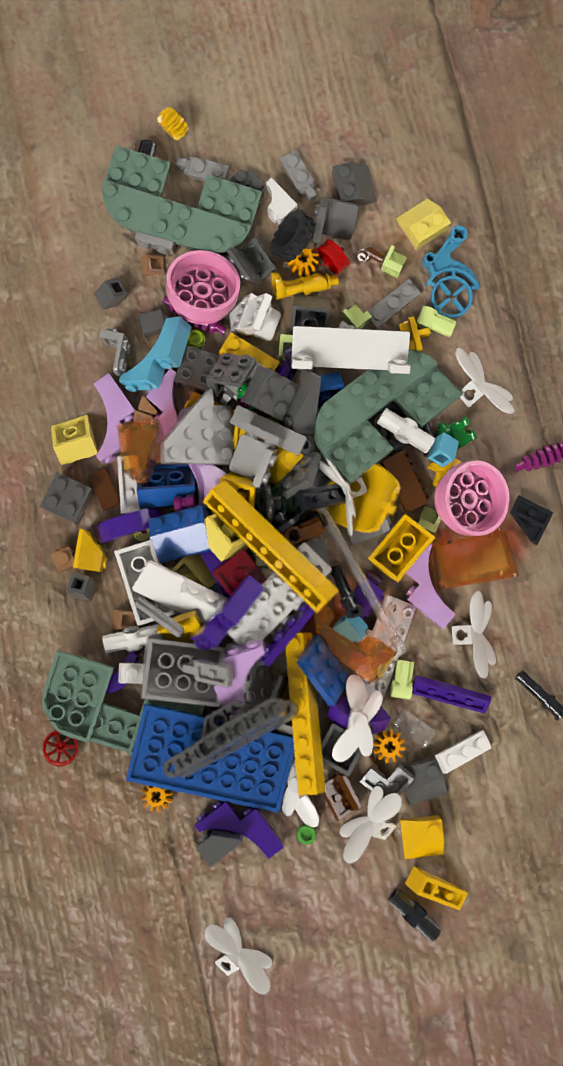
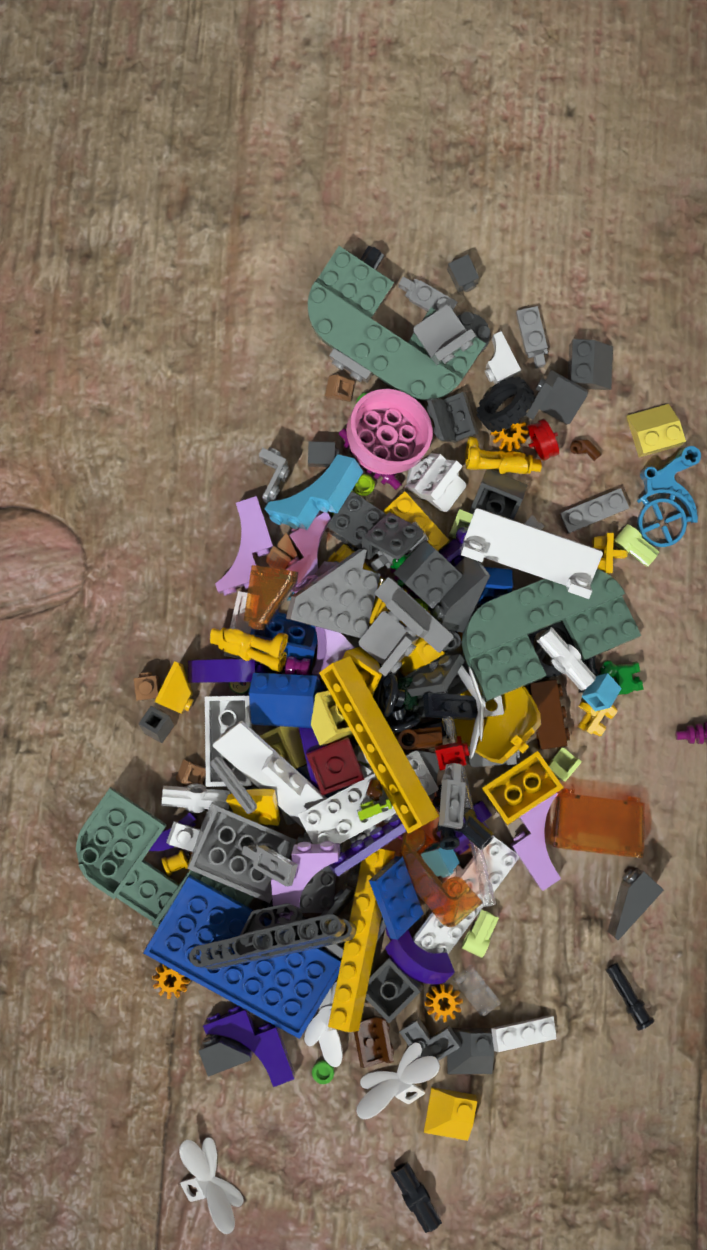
camera: 15 degrees right, 0 degrees up
(60, 749) = (80, 896): red wheel -> none
(67, 498) = (169, 621): dark grey brick -> none
(73, 440) = (195, 558): light yellow slope -> none
(104, 489) = (211, 617): reddish brown tile -> none
(110, 293) = (284, 407): dark grey brick -> none
(130, 498) = (240, 643): none -> yellow piece
(131, 697) = (175, 862): none -> yellow bush
(172, 123) = (409, 237): yellow gear -> none
(224, 193) = (443, 335): none -> light grey bracket
(226, 141) = (463, 274): none -> dark grey brick
(228, 614) = (310, 806): dark purple arch -> none
(278, 585) = (374, 790): none -> reddish brown arm
(278, 600) = (370, 808): none -> lime plate
(334, 536) = (452, 753): none -> red bracket
(345, 571) = (452, 797): none -> light grey hinge
(356, 317) = (548, 514): yellowish green panel -> none
(358, 731) = (426, 955): white piece -> none
(370, 592) = (473, 828): none -> black piece
(393, 262) = (609, 465): yellowish green panel -> none
(435, 888) = (448, 1175): yellow slope -> none
(451, 694) = (529, 966): dark purple plate -> none
(473, 368) = (678, 645): white piece -> none
(482, 650) = (578, 928): white piece -> none
(492, 497) = (640, 758): bright pink wheel -> none
(520, 613) = (633, 899): none -> dark grey slope
(530, 518) = (676, 796): black wing -> none

